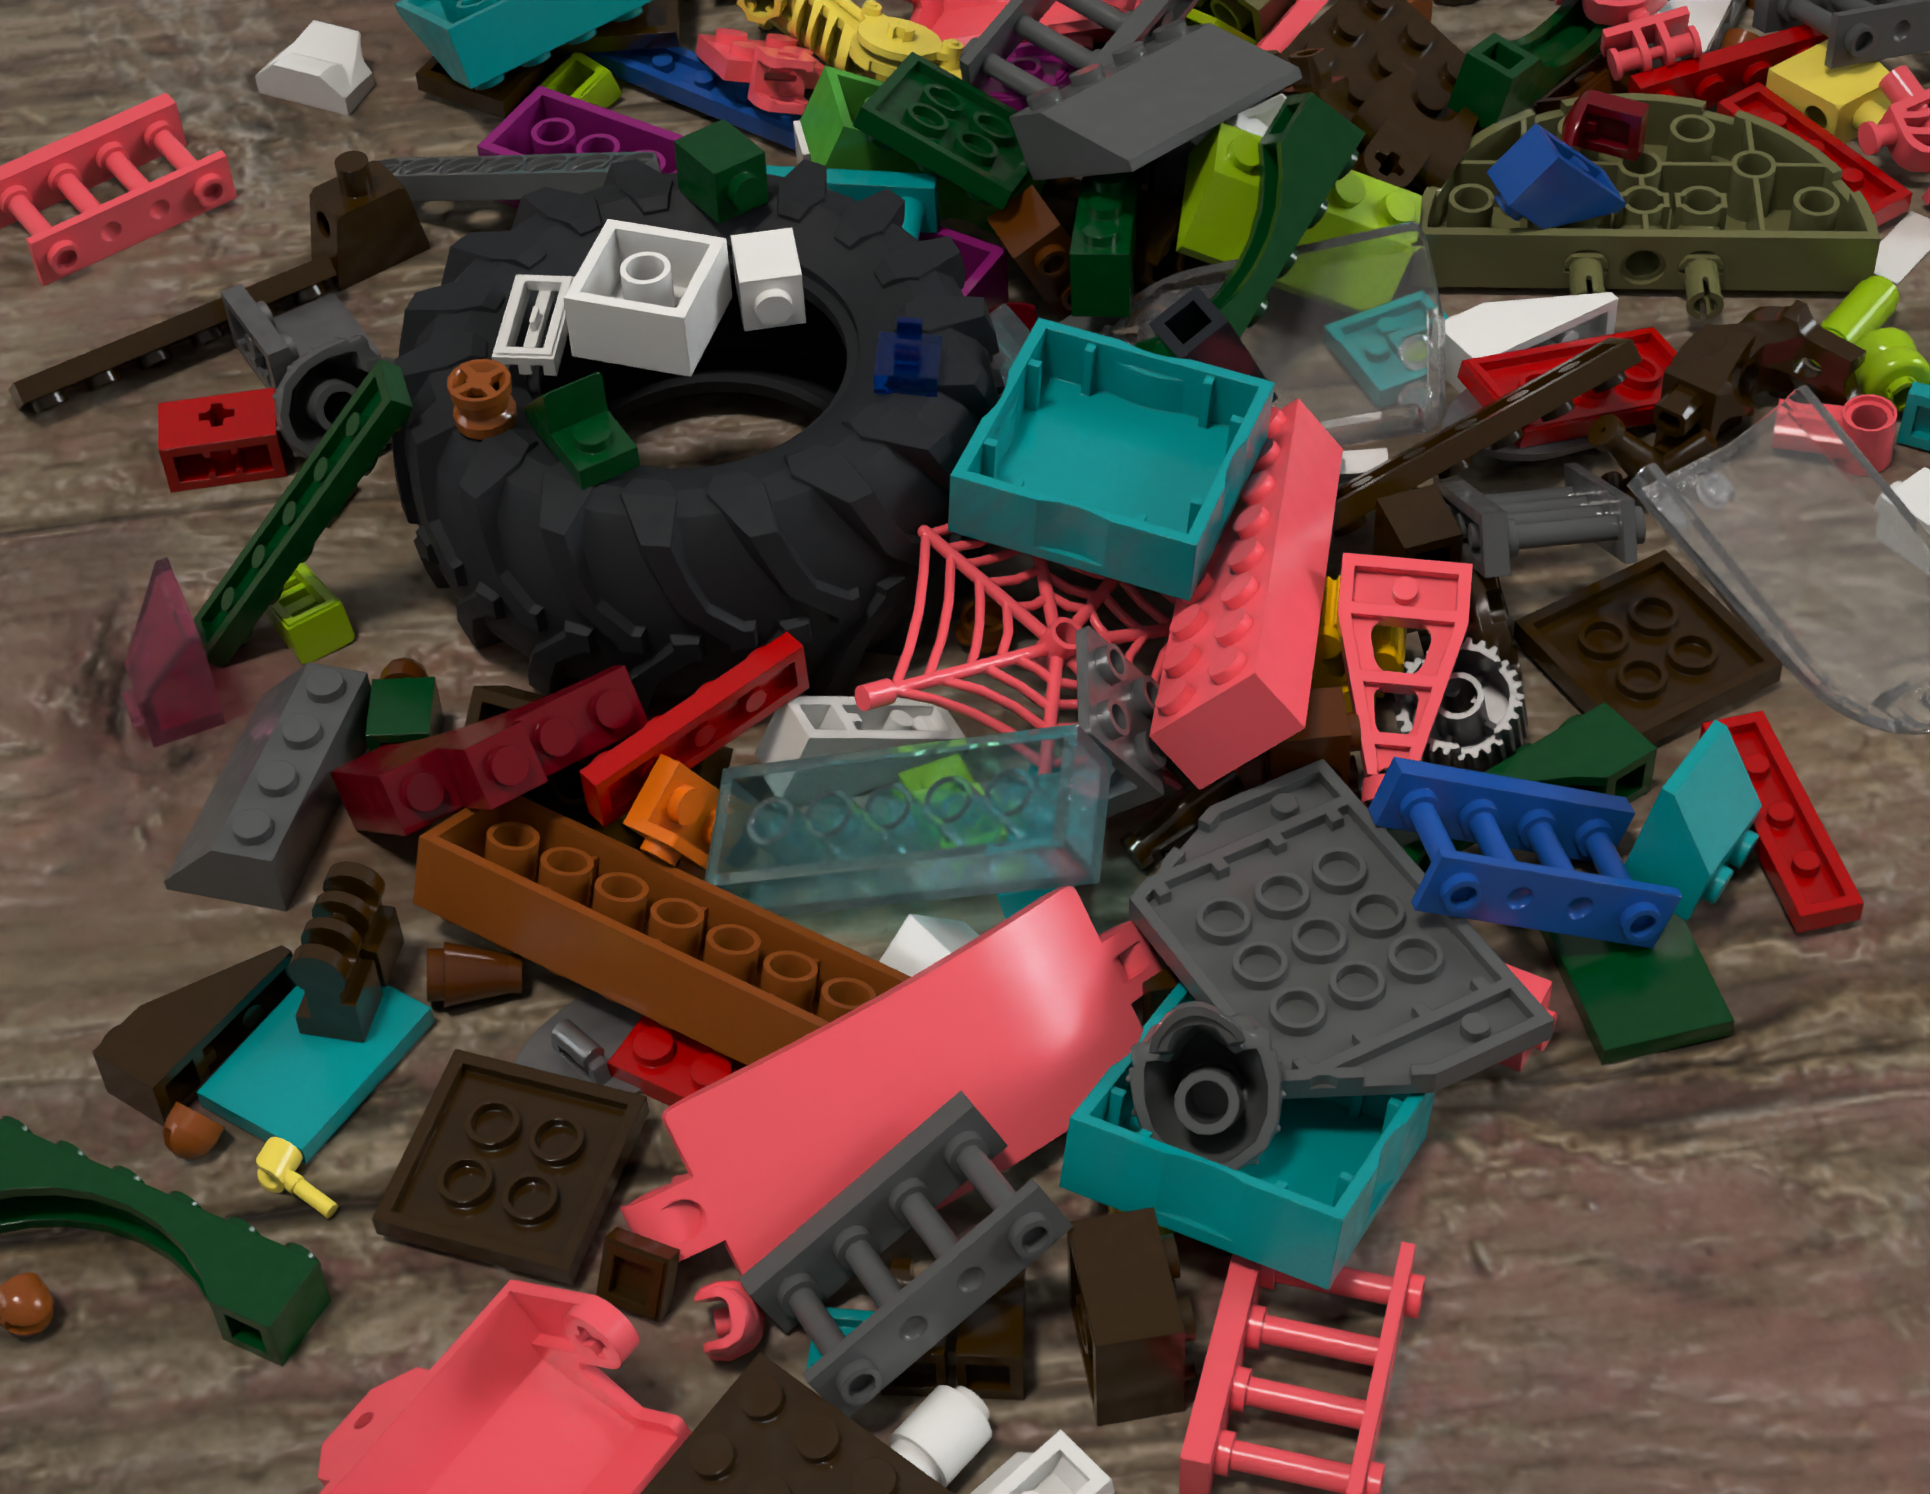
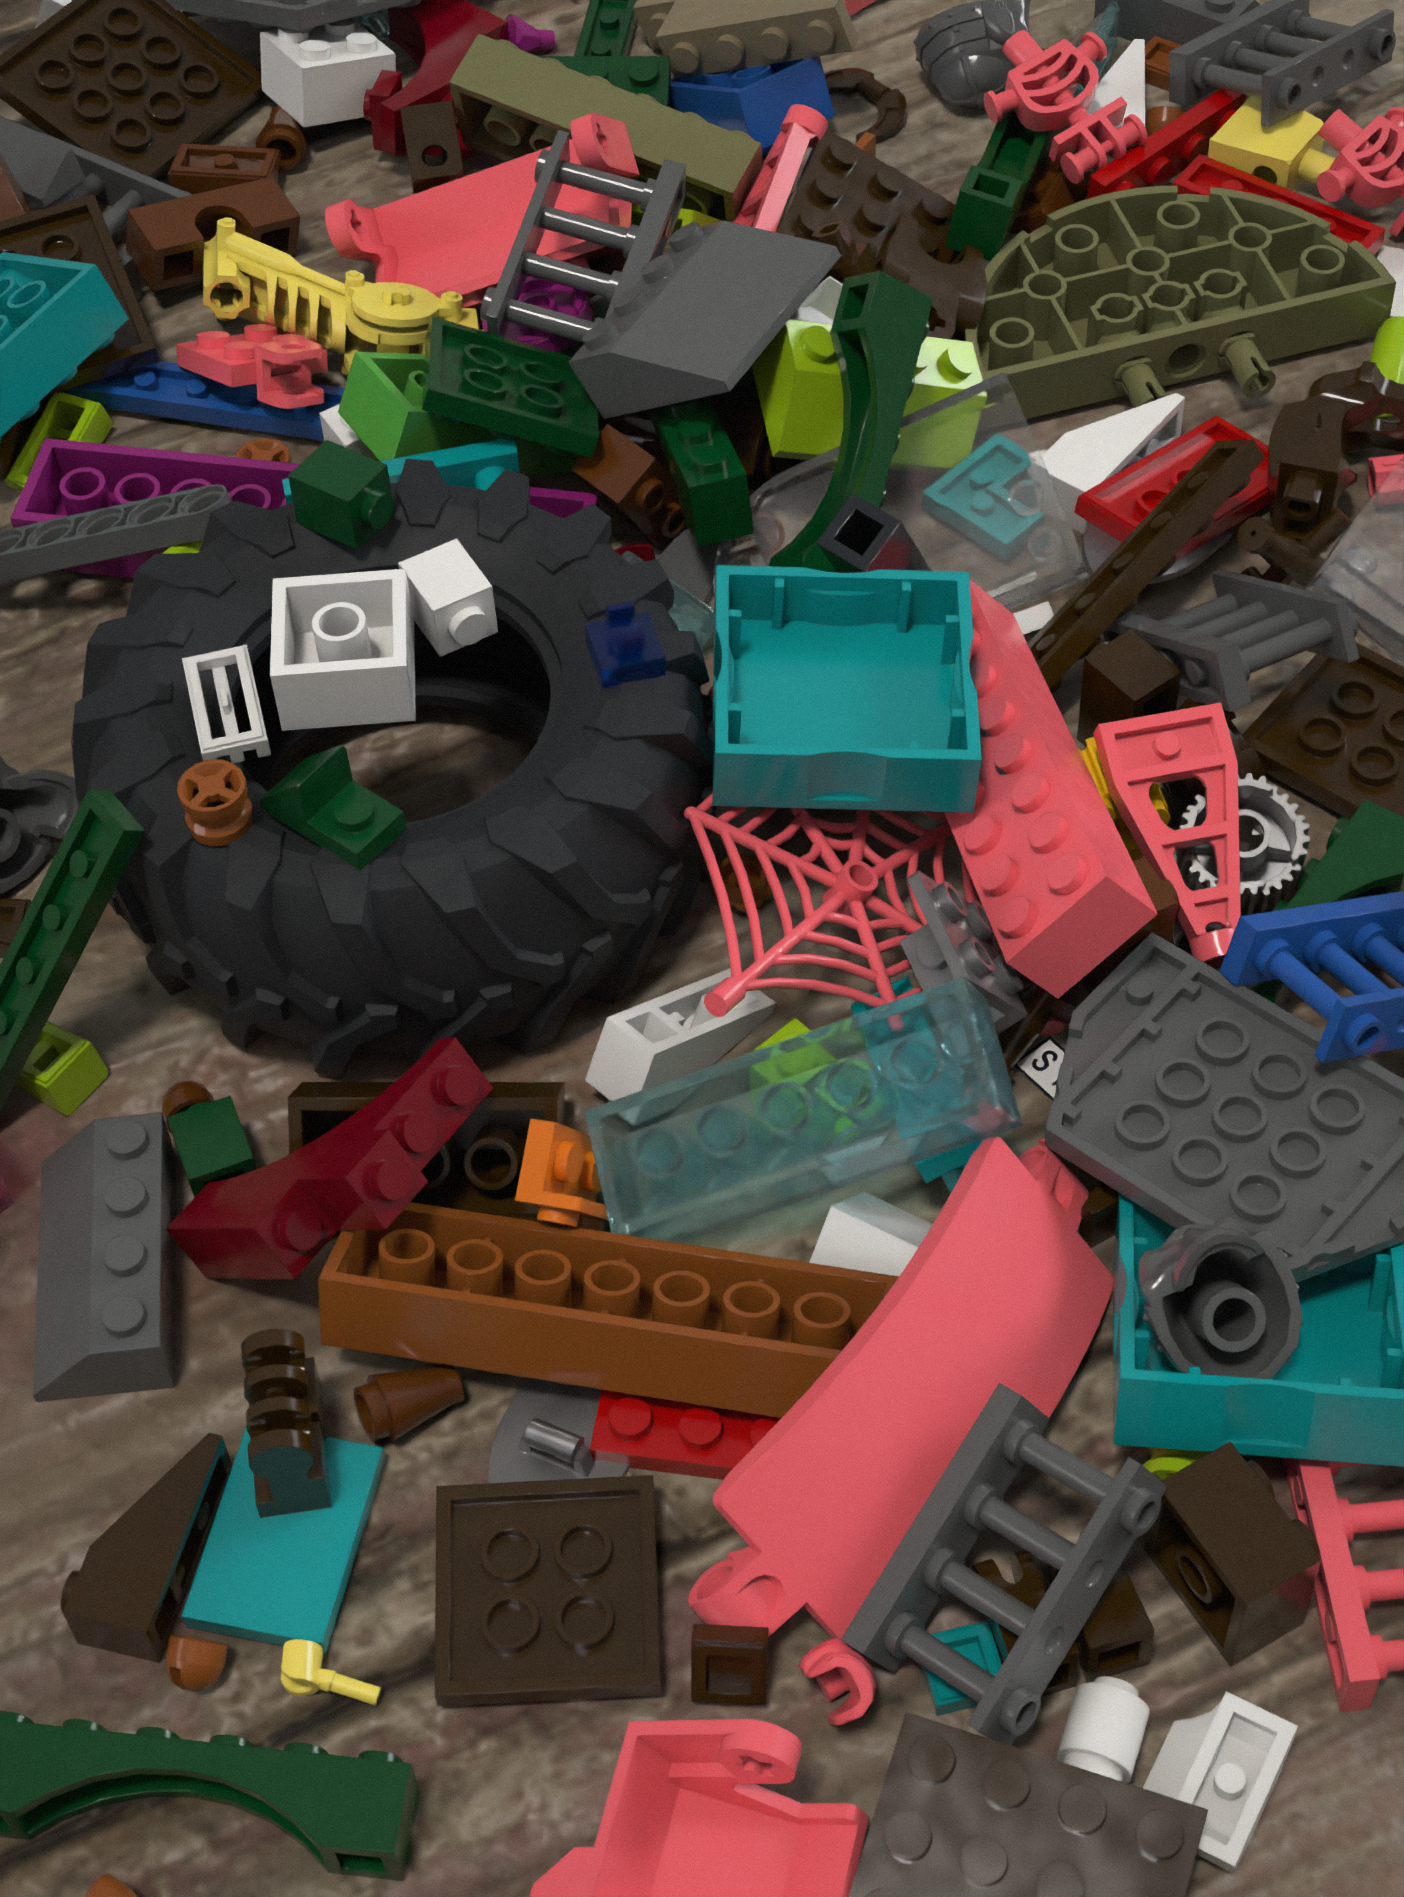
camera: 20 degrees left, 5 degrees up
(697, 725) = (557, 1062): red plate -> none
(1551, 182) = (1088, 301): blue slope -> none
(1606, 125) = (1109, 231): dark red plate -> none

